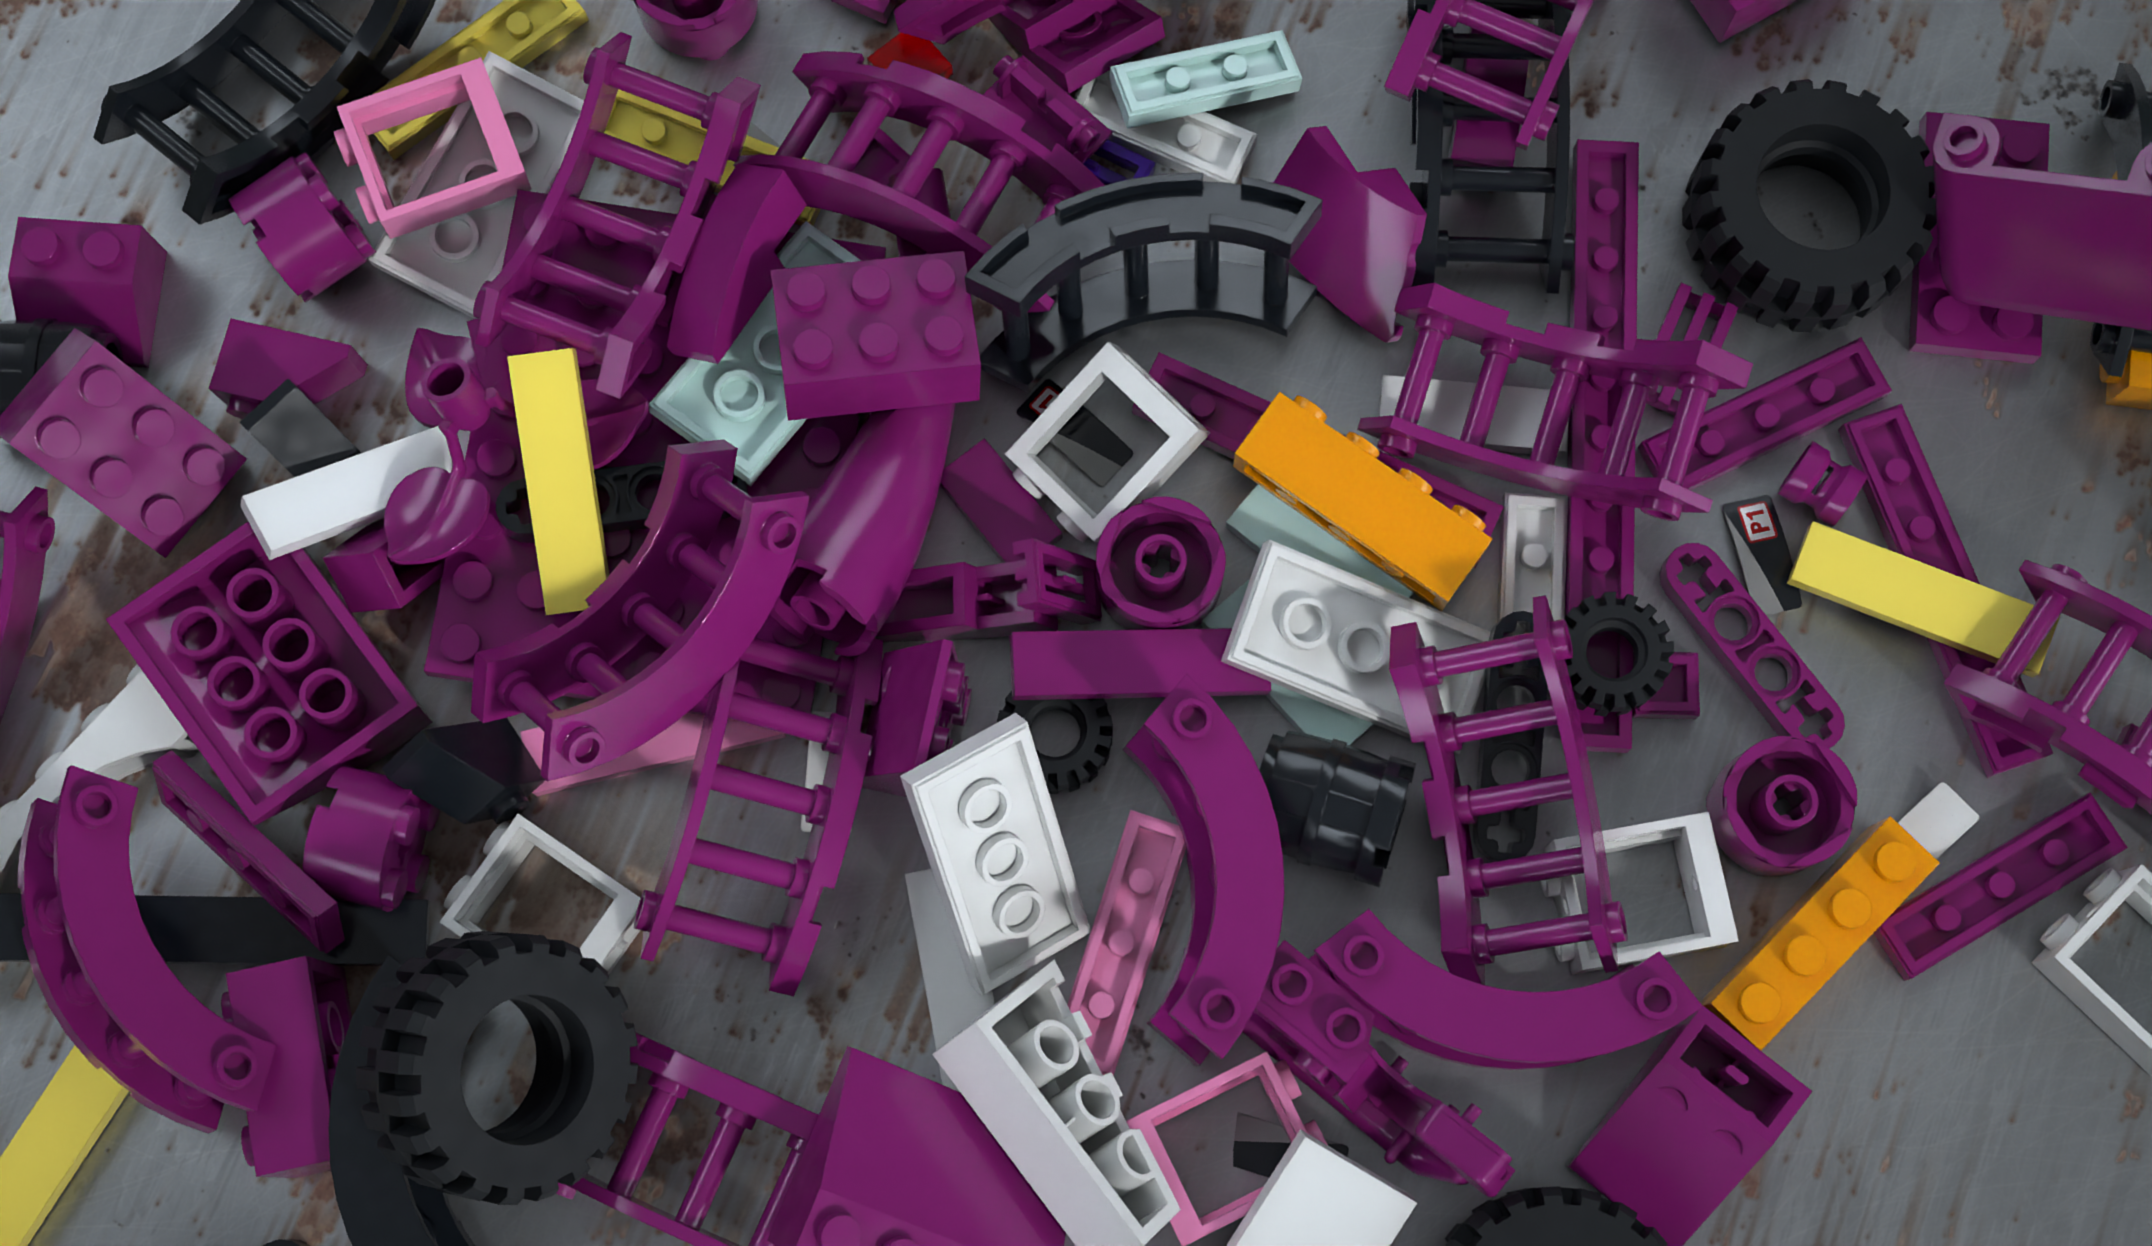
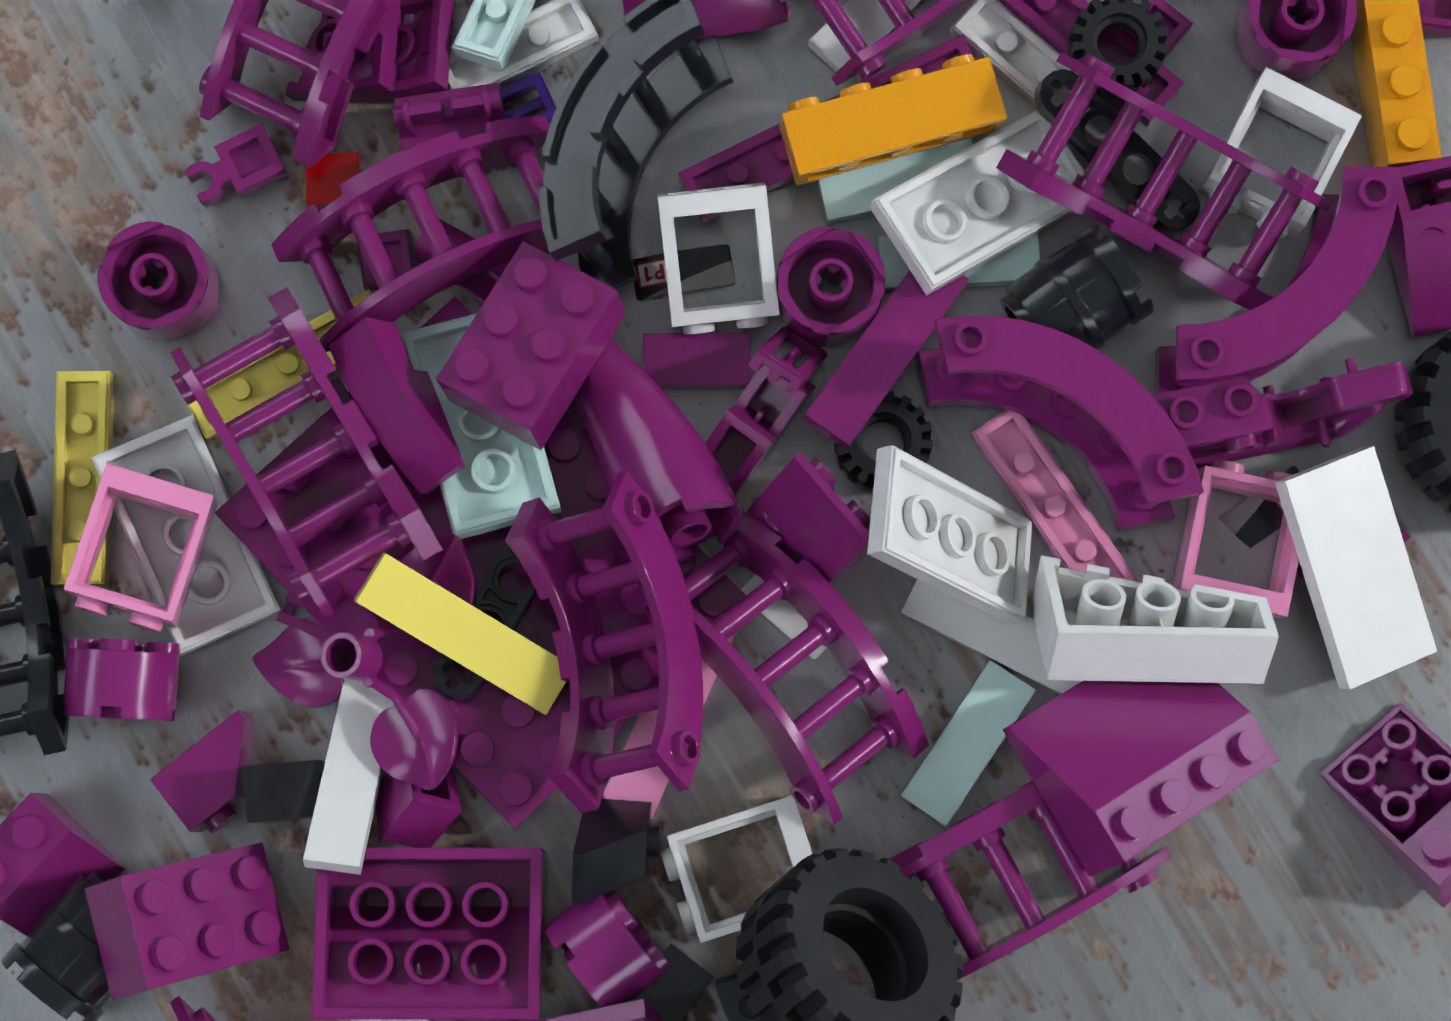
camera: 55 degrees left, 5 degrees up
(819, 1032) = (967, 743): none -> light aqua tile

